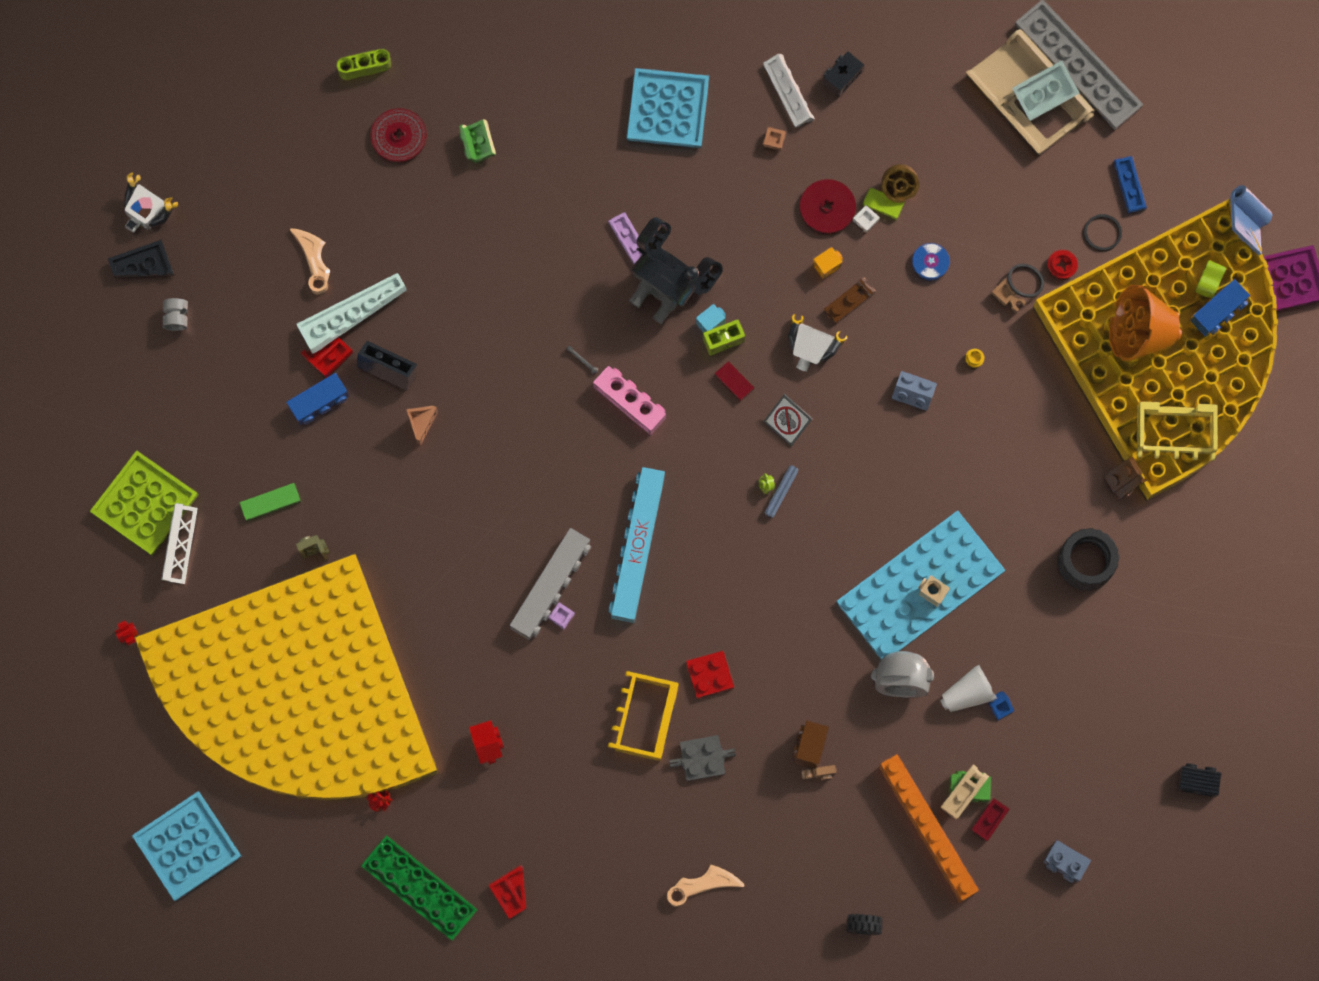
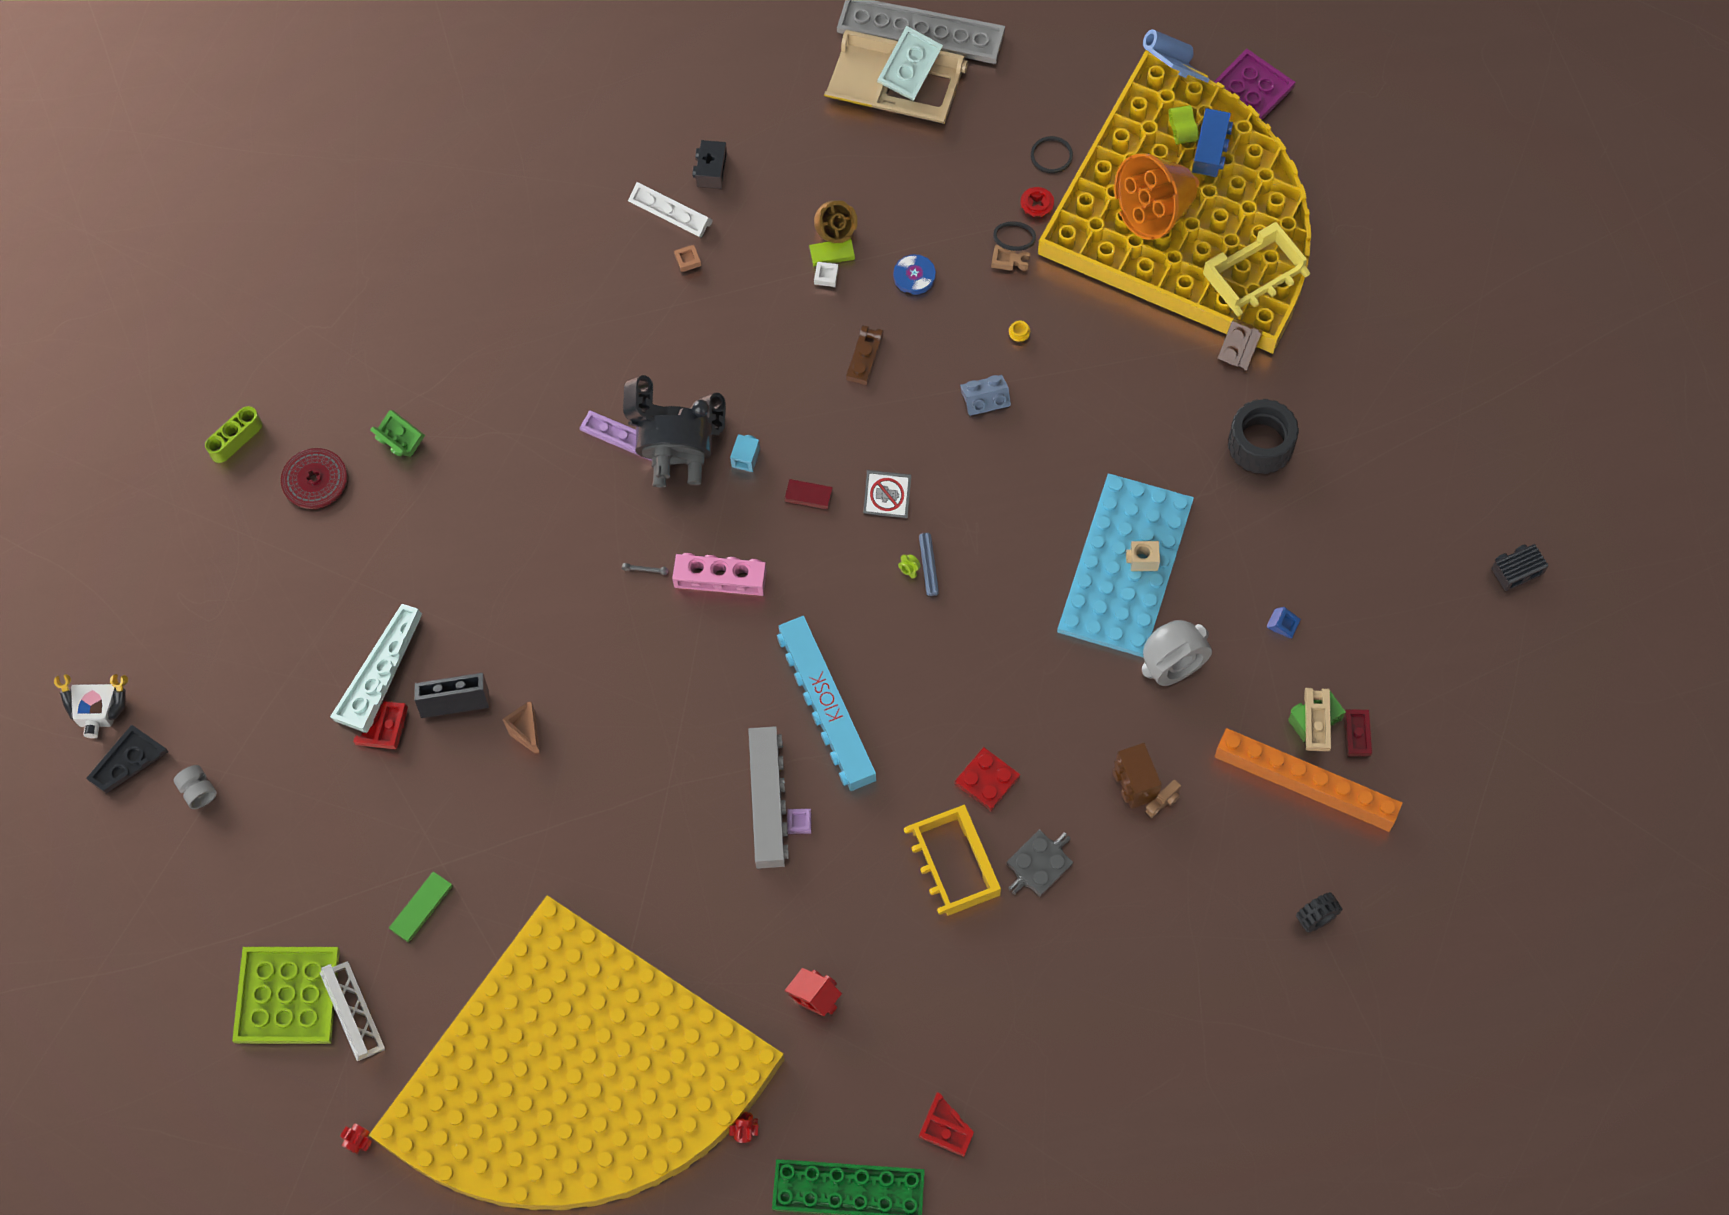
camera: 30 degrees left, 10 degrees down
(310, 546) = (496, 917): olive bracket -> none
(312, 248) = (298, 637): light nougat piece -> none
(318, 399) = (402, 774): blue brick -> none
(668, 108) = (565, 293): medium azure plate -> none
(712, 879) = (1137, 973): light nougat piece -> none
(723, 337) = (770, 458): lime brick -> none
(812, 344) = (858, 412): white torso -> none
(828, 262) = (819, 333): light orange brick -> none
(829, 192) = (778, 272): dark red piece -> none
(968, 691) = (1247, 626): white cone -> none
(1066, 862) = (1459, 722): sand blue brick -> none
(1130, 184) = (1044, 100): blue tile -> none

